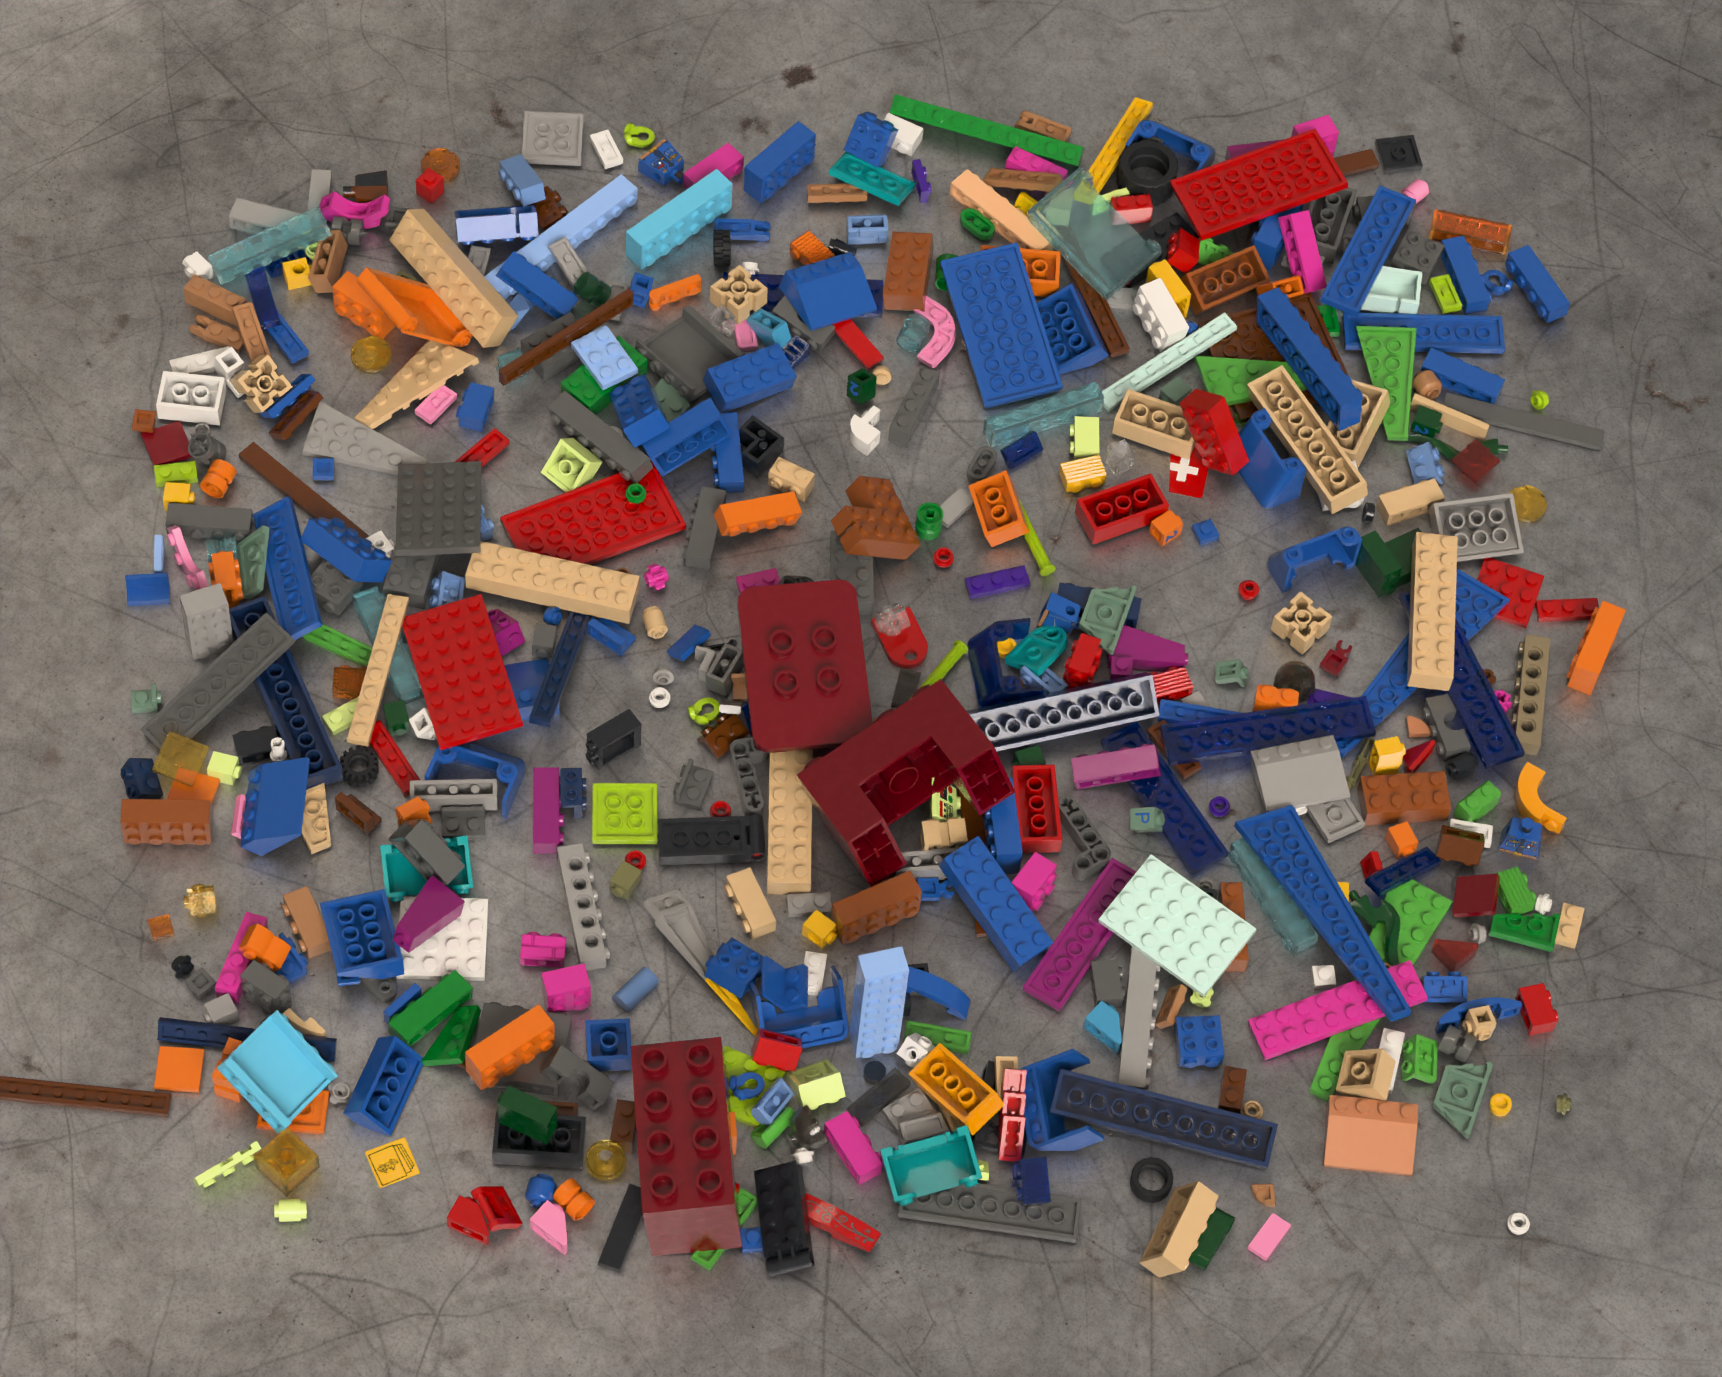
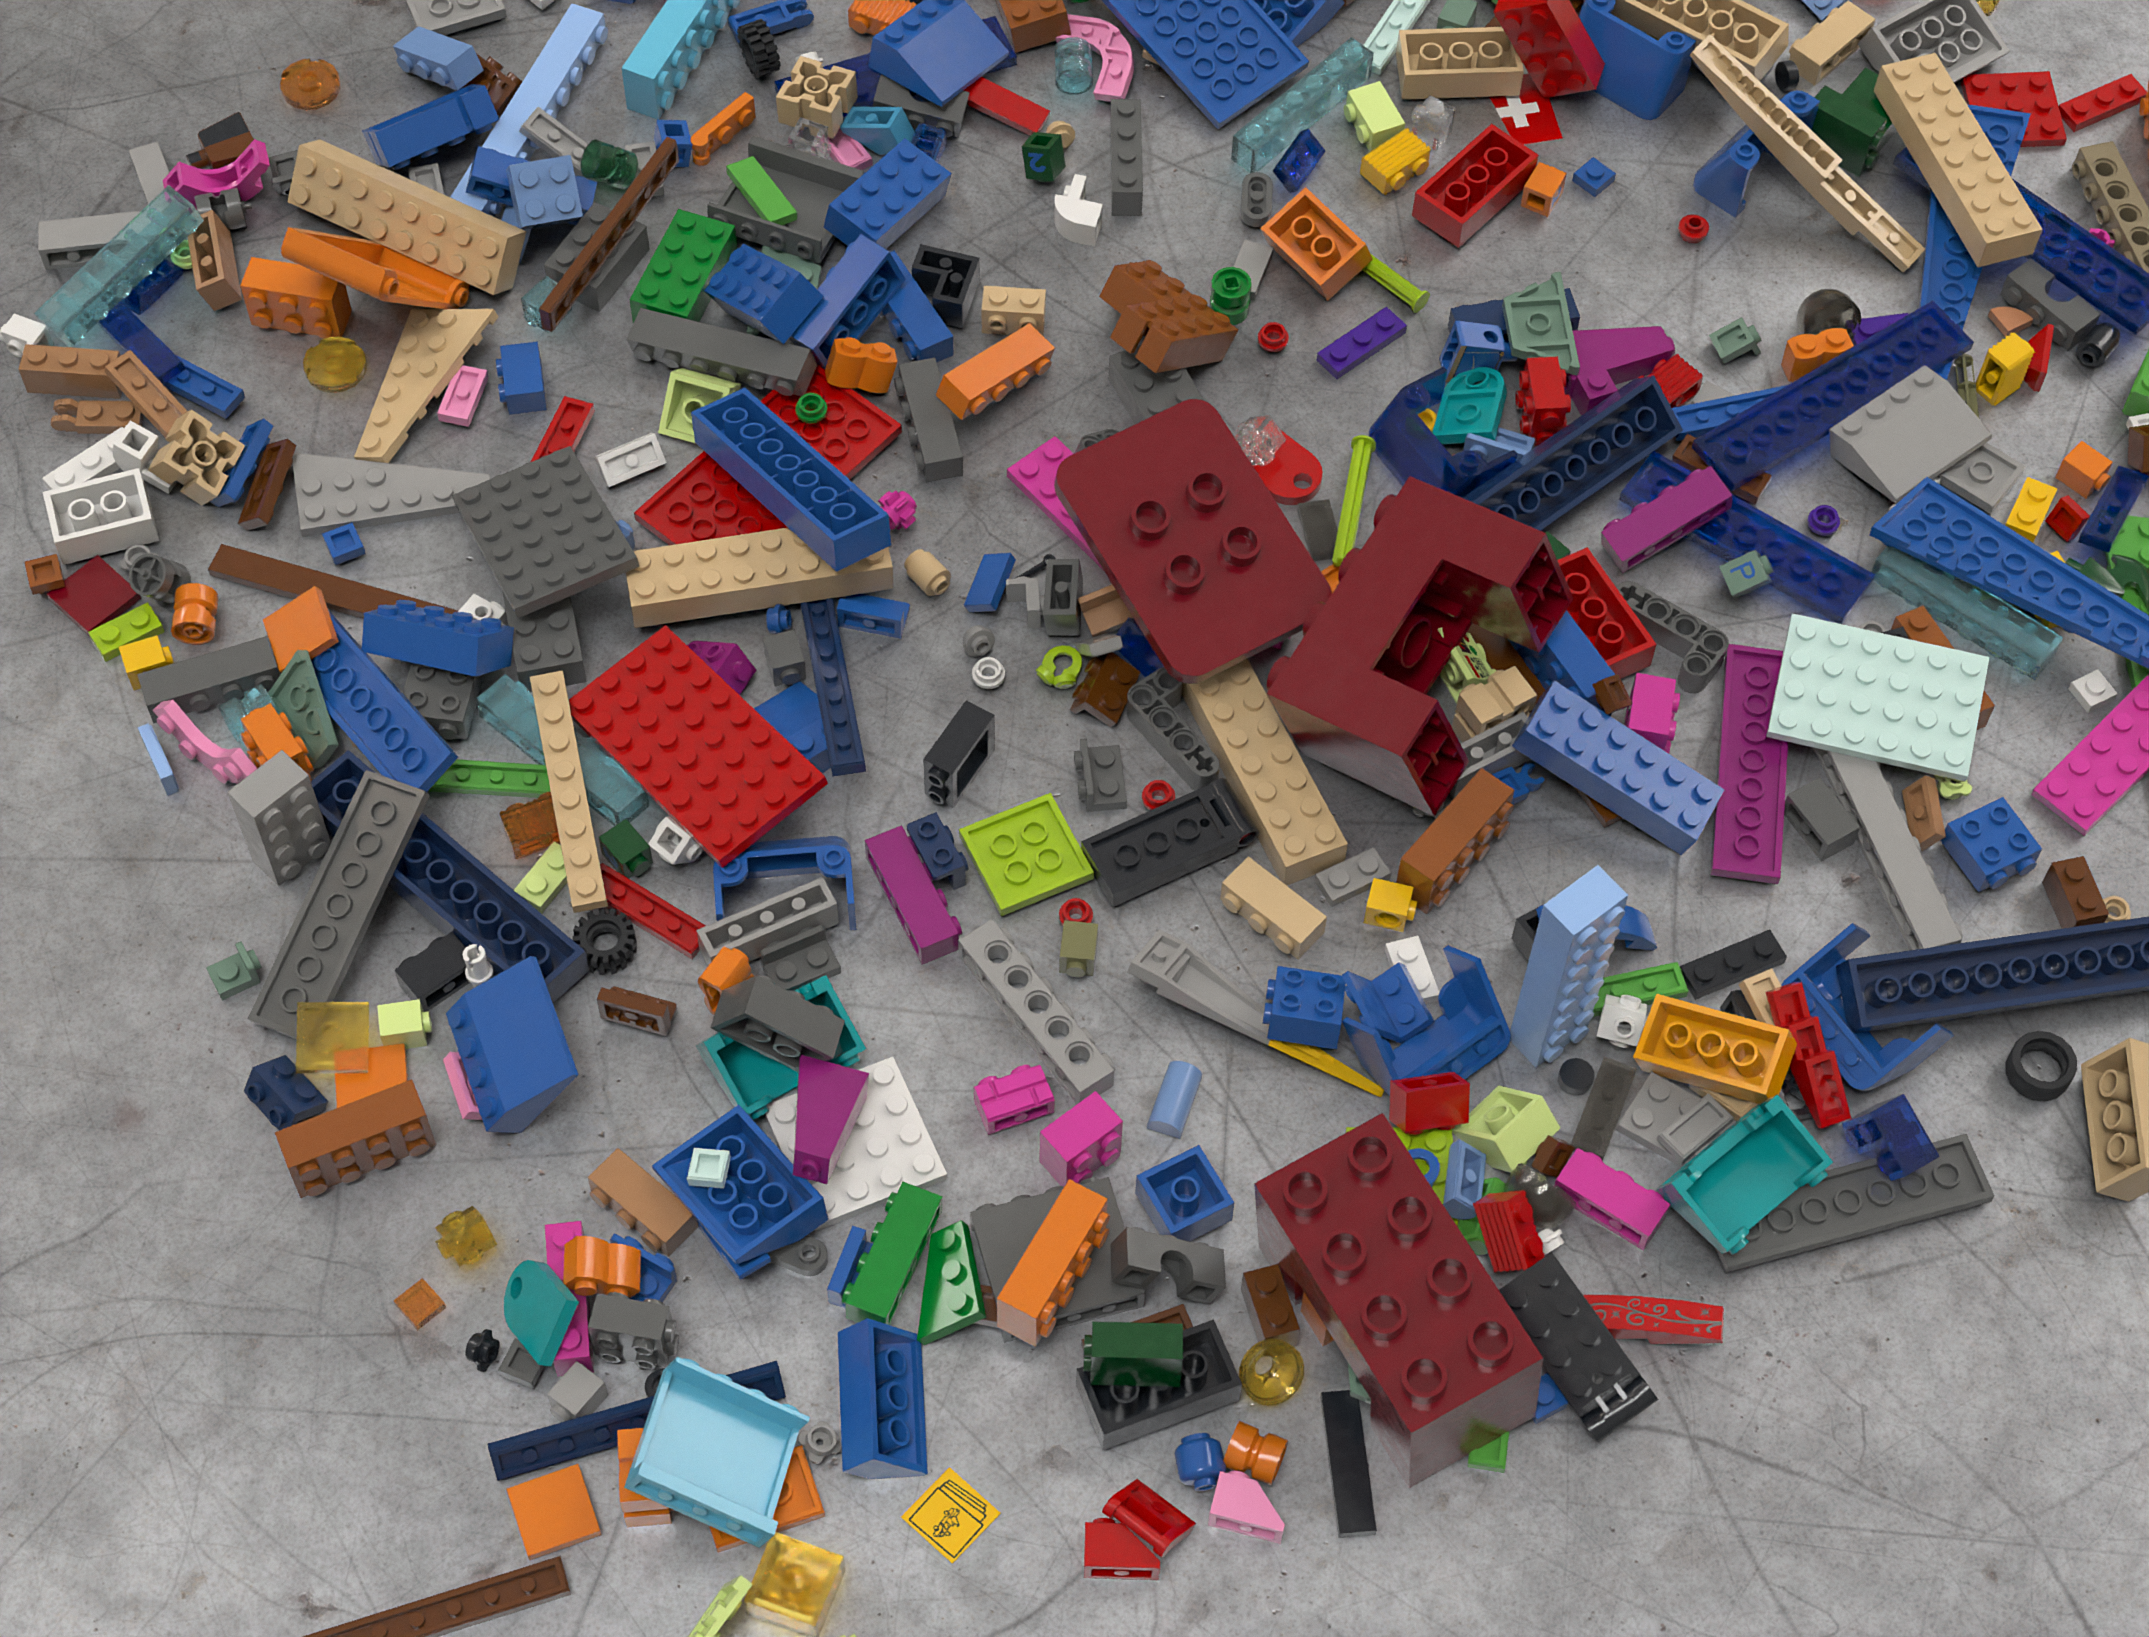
camera: 20 degrees left, 0 degrees up
(147, 589) = (162, 810): blue panel -> none
(220, 956) = (538, 1309): none -> teal tile
(272, 511) = (300, 626): none -> orange tile
(290, 274) = (175, 293): yellow brick -> none
(309, 1027) = (725, 1362): tan slope -> none
(315, 820) = (588, 1052): tan wing -> none
(349, 917) = (708, 1168): none -> light aqua tile
(430, 185) = (309, 112): red brick -> none
(446, 589) = (606, 642): medium blue bracket -> none
(514, 483) = (630, 459): none -> white plate
(539, 295) = (544, 192): none -> medium blue brick
(594, 534) = (791, 479): none -> blue brick
(604, 357) = (676, 243): light blue plate -> none
(676, 343) = (761, 191): none -> bright green tile
(679, 478) = (861, 365): none -> orange brick
(779, 1139) = (1509, 1230): none -> red brick
(831, 1109) = (1552, 1156): none -> reddish brown plate
(1004, 1045) = (1732, 964): none -> black plate
(1010, 858) = (1611, 694): none -> reddish brown plate
(1105, 1025) = (1855, 877): dark azure slope -> none
(1301, 623) = (1790, 241): tan brick -> none
(1333, 571) = (1804, 154): none -> tan slope
(1335, 660) = (1857, 274): dark red plate -> none
(1346, 854) = (2031, 508): none -> yellow brick
(1404, 798) = (2055, 413): dark orange brick -> none

